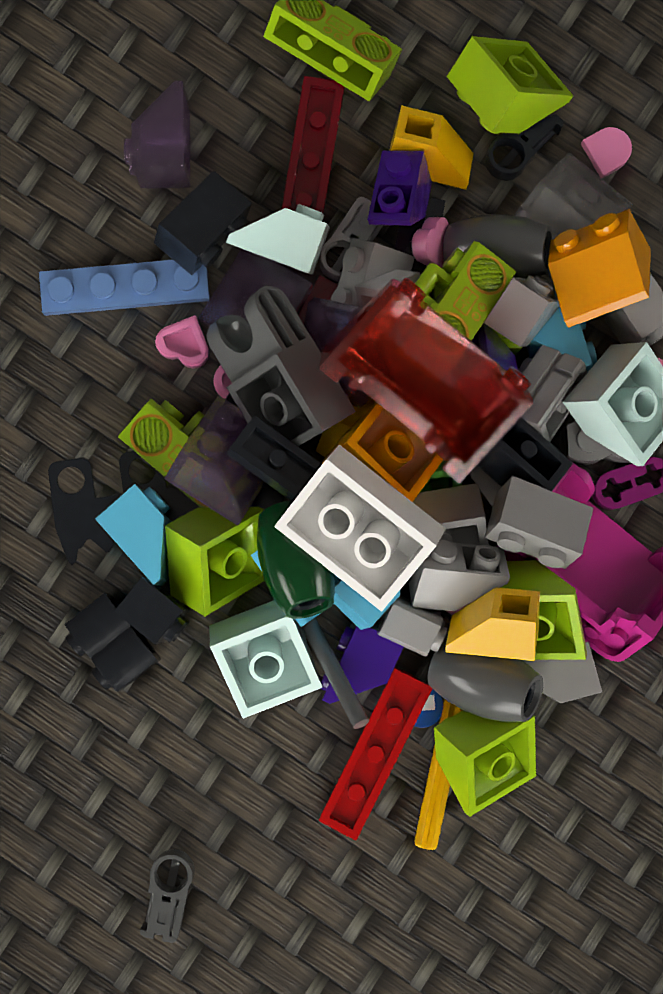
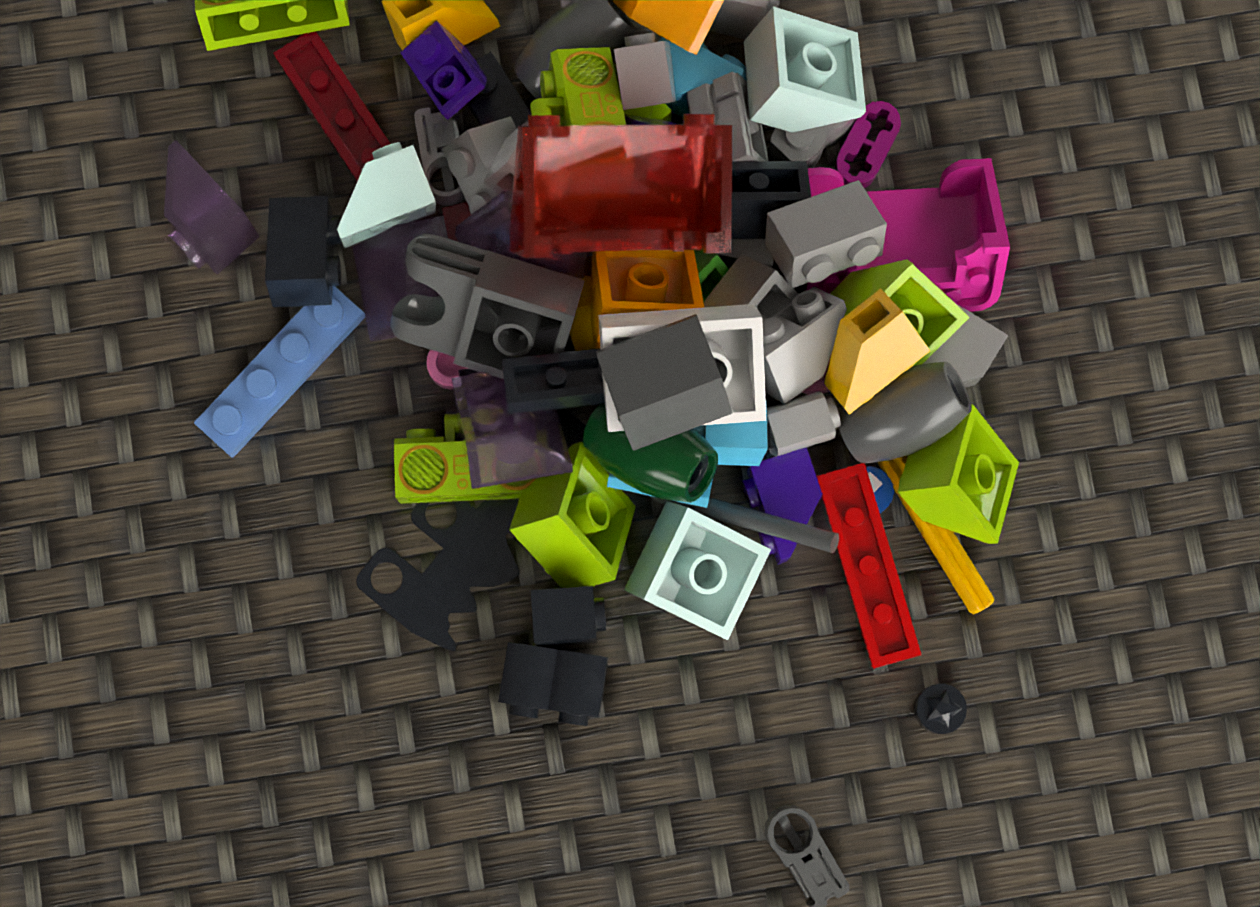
camera: 40 degrees left, 5 degrees down
(138, 527) = (489, 557): medium azure slope -> none
(183, 342) = (377, 370): bright pink tile -> none
(335, 528) = (664, 382): none -> dark grey slope
(338, 884) = (940, 709): none -> black tile
(428, 241) = (510, 92): bright pink tile -> none

